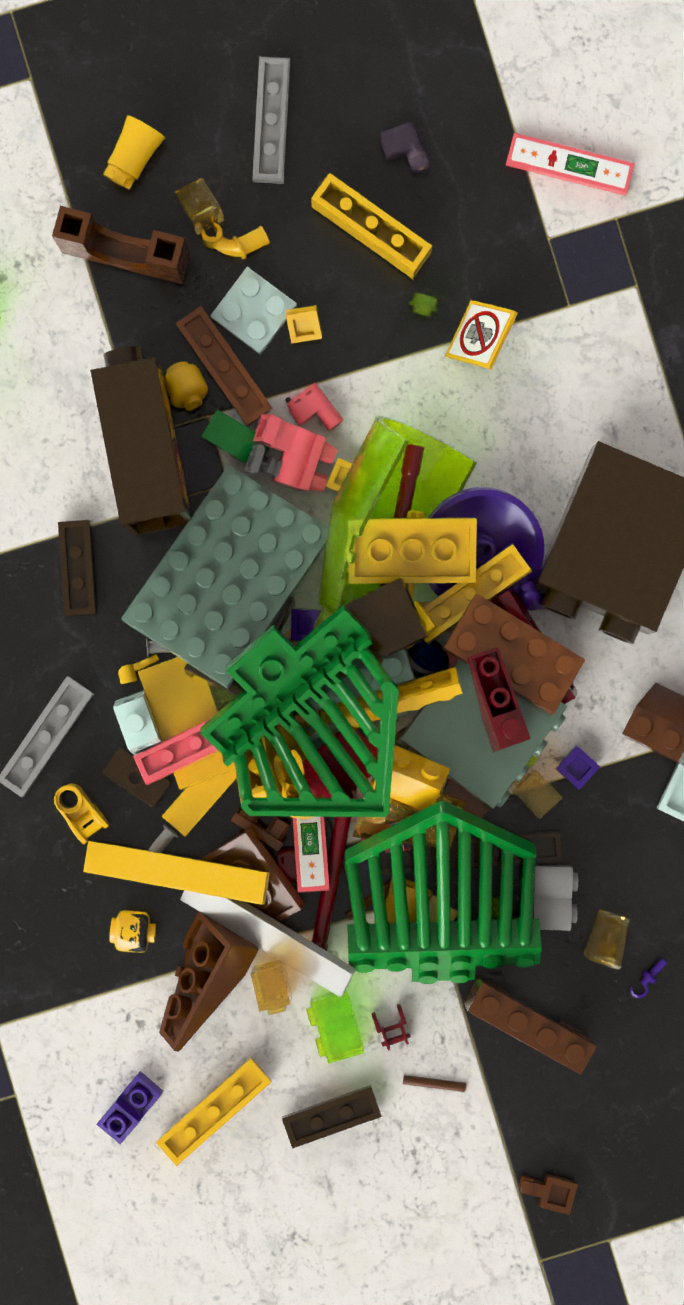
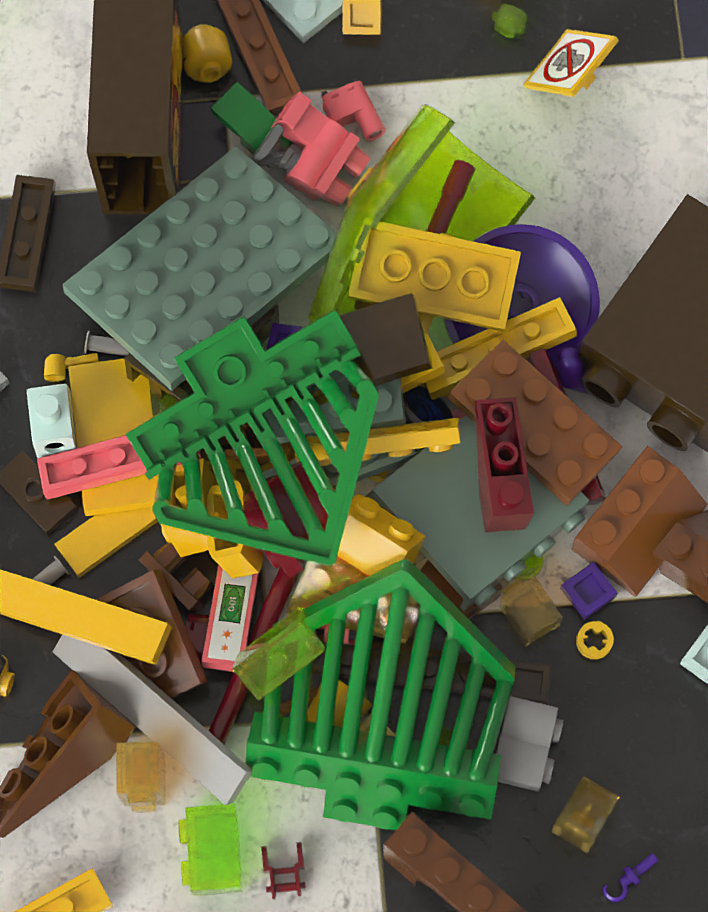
camera: 10 degrees right, 15 degrees down
(355, 880) = (277, 654): none -> clear neon green panel
(589, 794) = (597, 627): none -> yellow bush
(605, 704) = (637, 519): none -> dark orange slope

